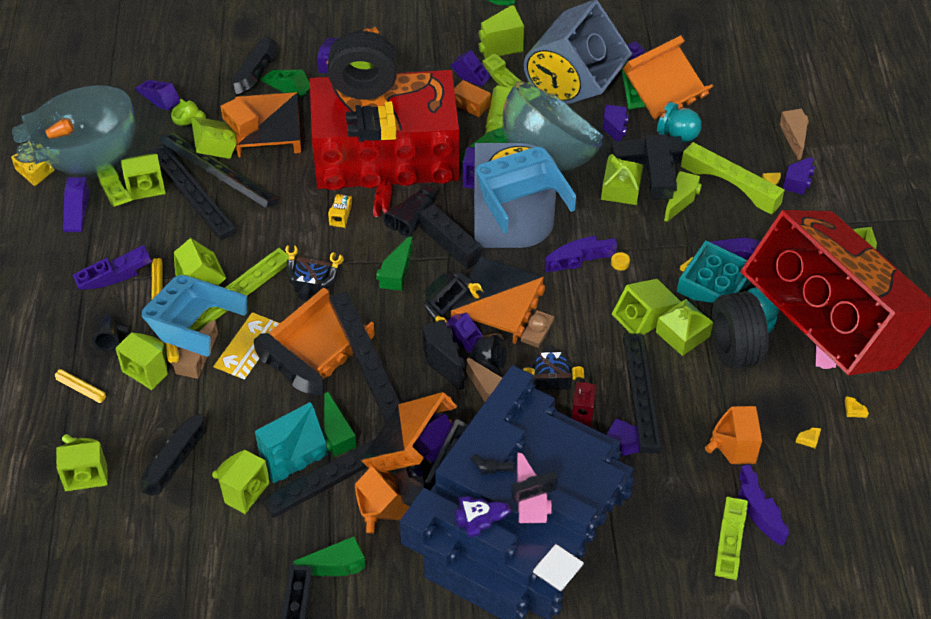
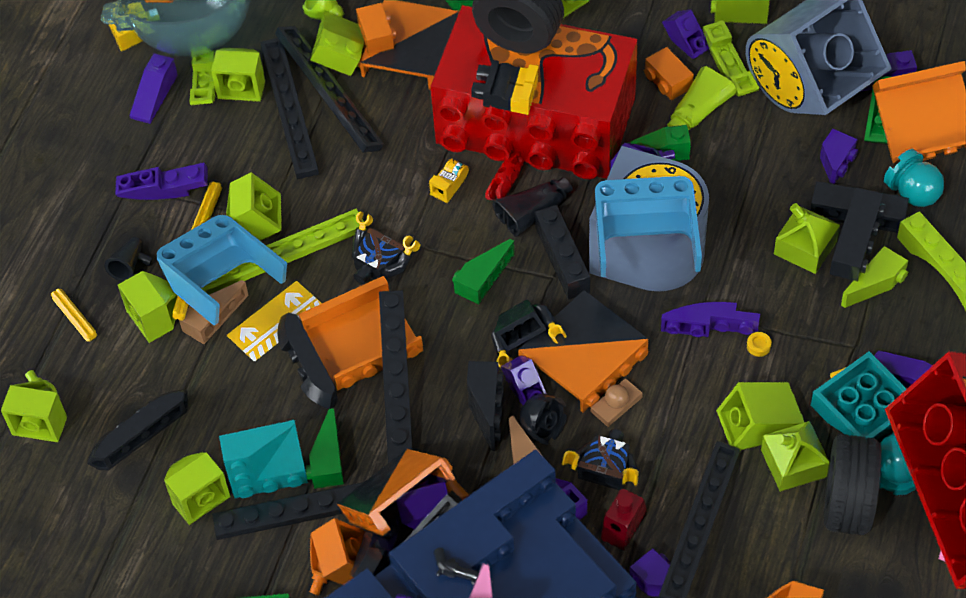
camera: 25 degrees right, 5 degrees up
(549, 123) = (737, 144): clear light blue windscreen -> none

